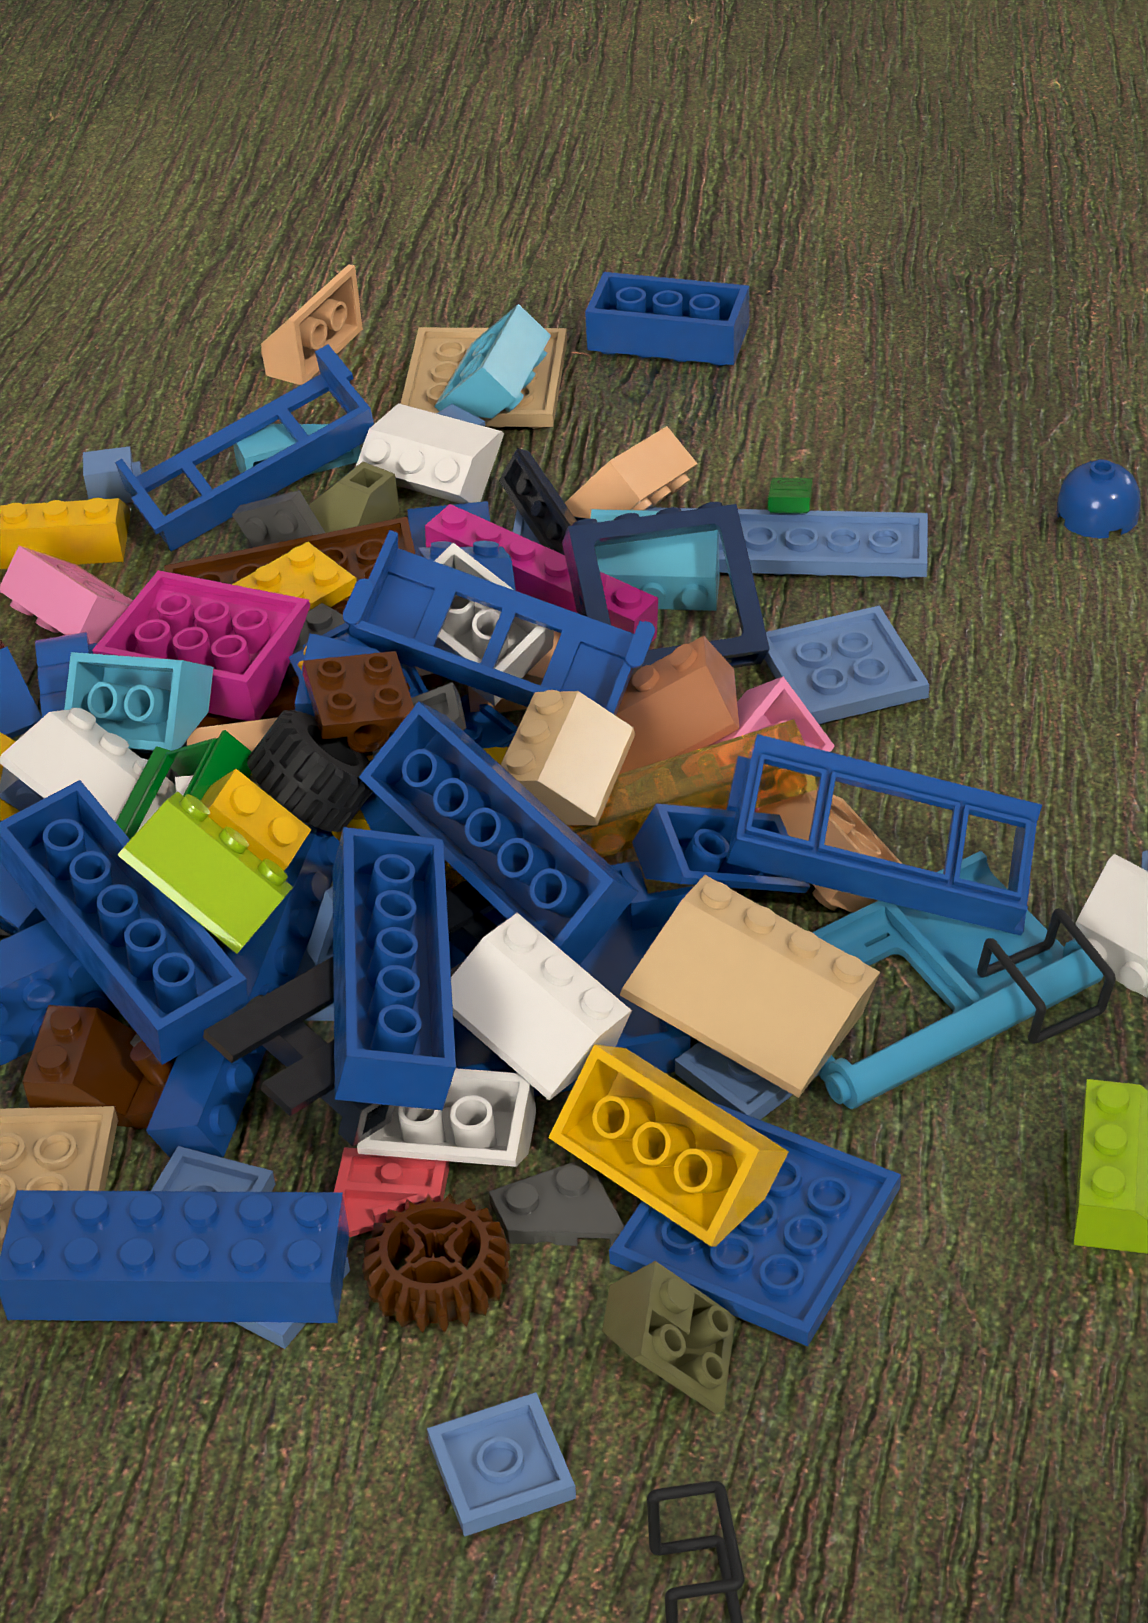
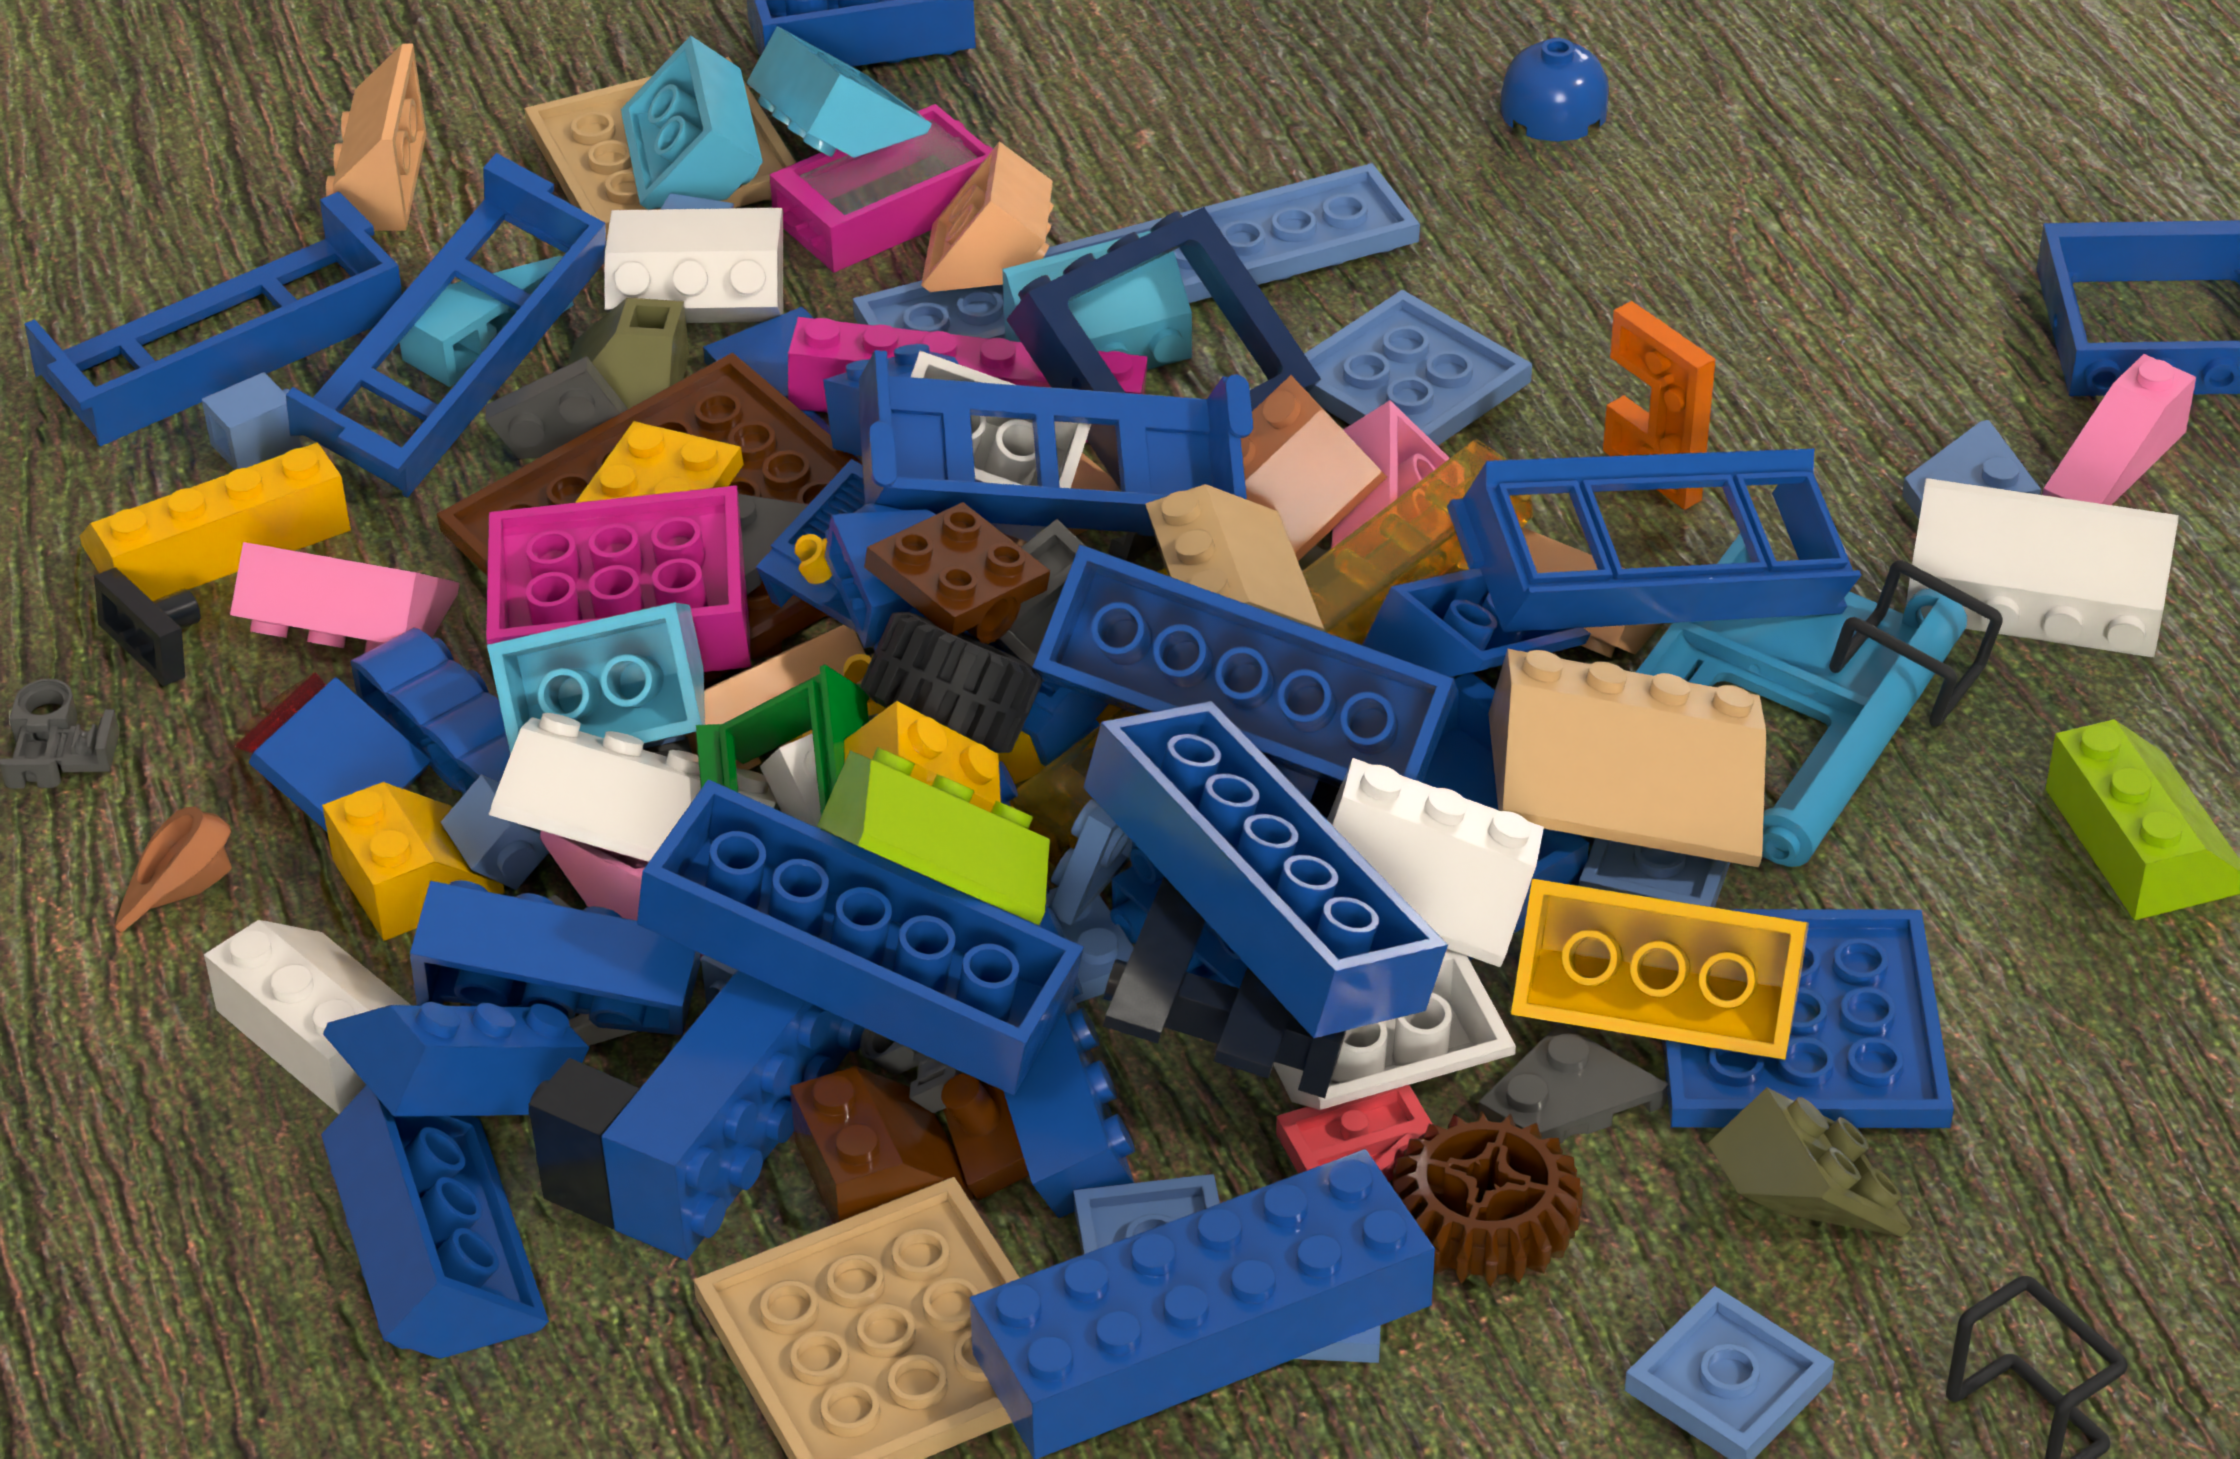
camera: 30 degrees left, 0 degrees up
(140, 431) = (254, 347): none -> blue piece
(537, 500) = (904, 287): black tile -> none
(591, 433) = (869, 203): none -> dark pink window
(596, 371) = (829, 99): none -> medium azure slope
(790, 495) = (1188, 188): green tile -> none
(974, 747) = (1679, 399): none -> orange plate

